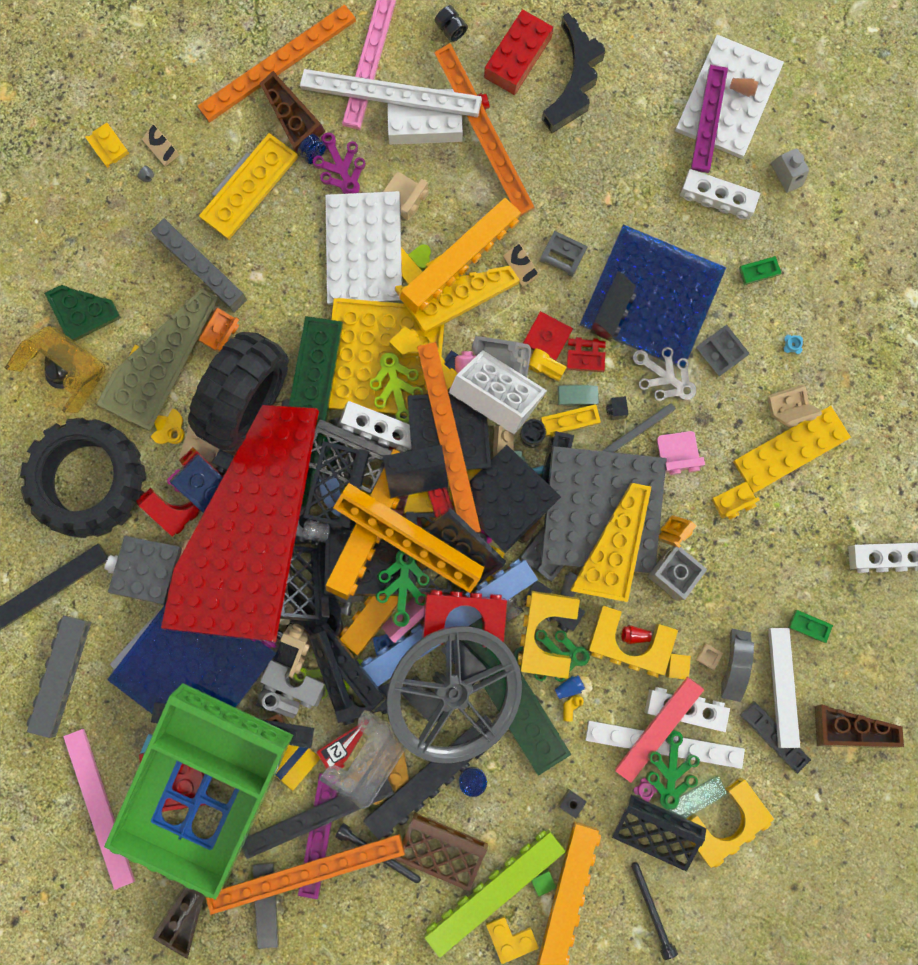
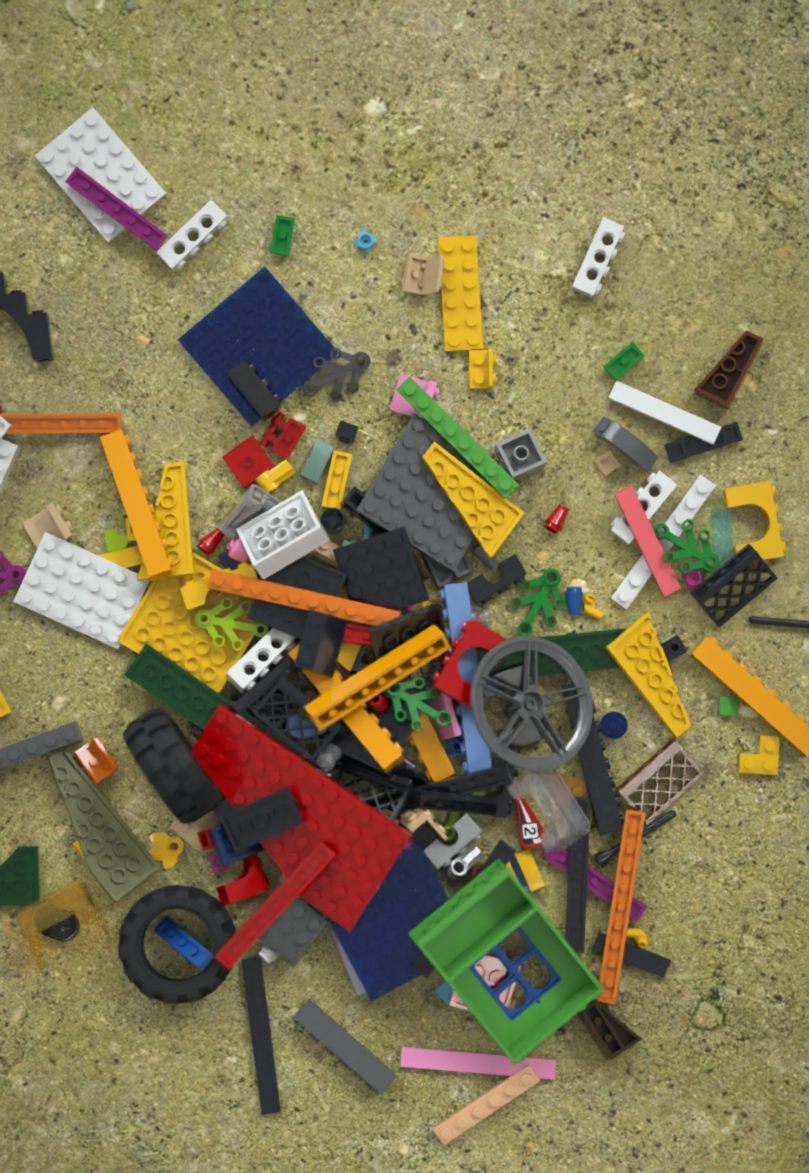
camera: 60 degrees left, 5 degrees up
(62, 835) = (486, 1104): none -> light nougat plate
(85, 483) = (184, 943): none -> blue tile
(152, 546) = (275, 905): none -> red plate
(228, 496) = (262, 819): none -> black plate
(286, 904) = (639, 936): none -> yellow arm
(387, 554) = (381, 705): none -> red cone
(460, 337) = (211, 541): none -> red cone
(493, 893) = (715, 752): lime brick -> none
(521, 265) = (169, 453): slope -> none
(534, 659) = (492, 591): yellow arch -> none
(539, 791) = (646, 666): none -> yellow wing
(566, 248) = (175, 402): dark grey plate -> none
(640, 429) = (376, 423): dark grey tile -> none
(653, 660) = (585, 514): yellow arch -> none
(665, 507) = (457, 437): none -> bright green plate
(676, 530) = (484, 435): light orange plate -> none
(678, 666) = (601, 496): yellow panel -> none
(723, 350) = (339, 308): dark grey slope -> none
(745, 86) = (101, 159): nougat cone -> none
(791, 170) = (201, 158): light grey torso -> none

